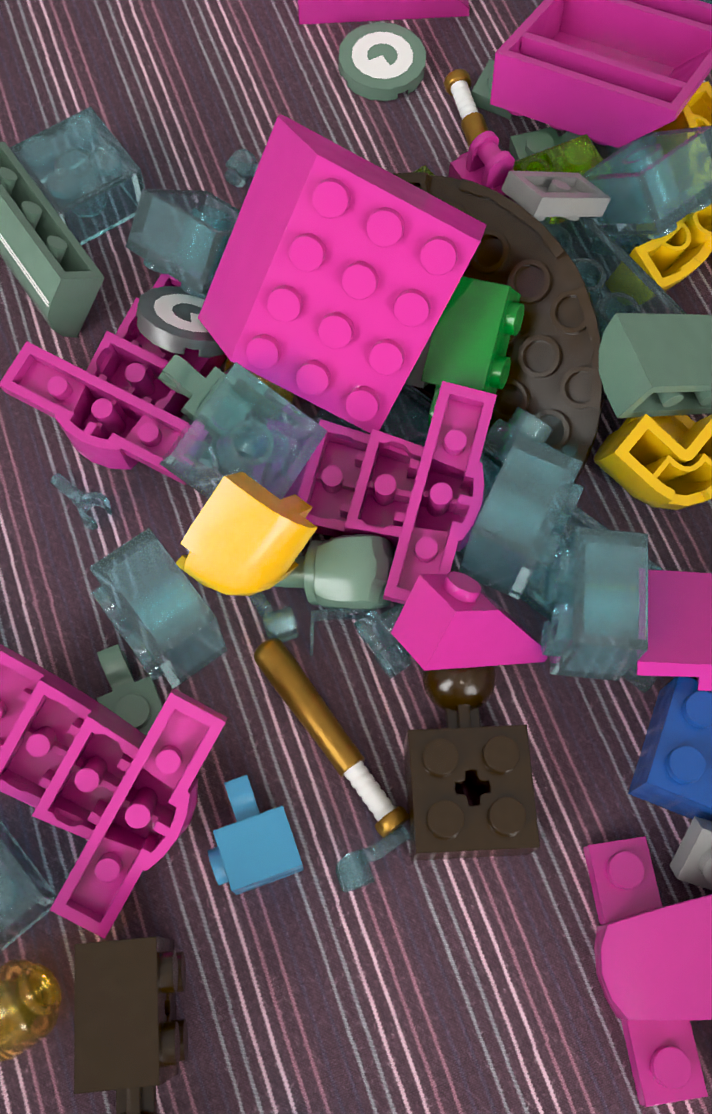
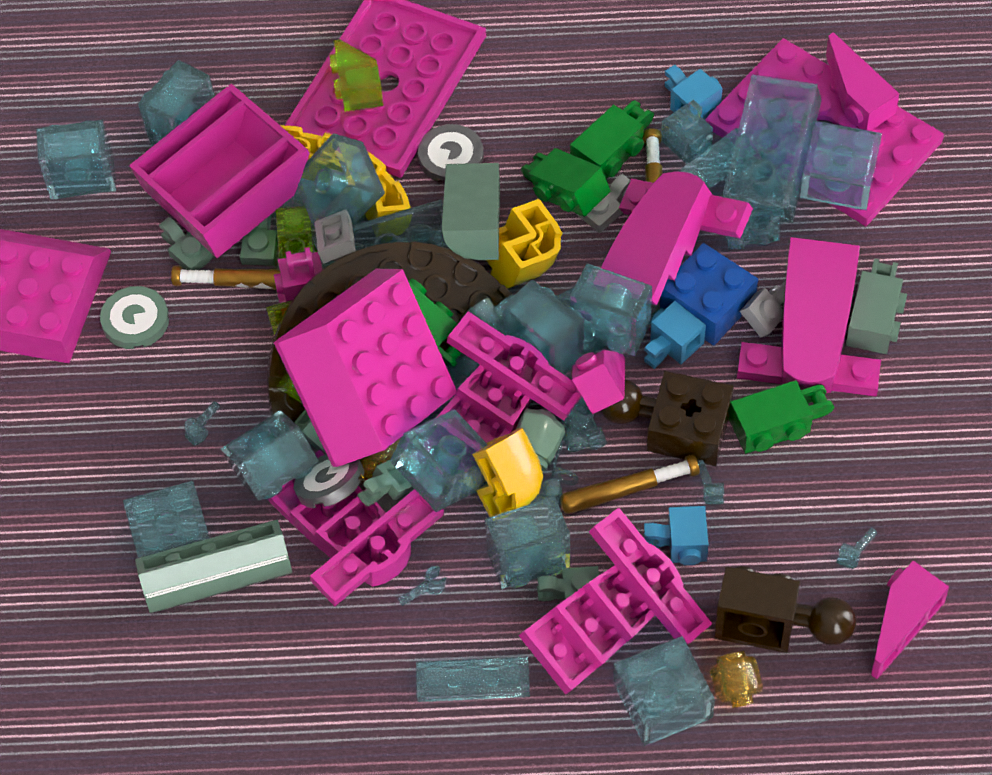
camera: 65 degrees left, 10 degrees down
(528, 940) = (777, 415): none -> green brick
(615, 725) = (674, 334): none -> dark azure brick

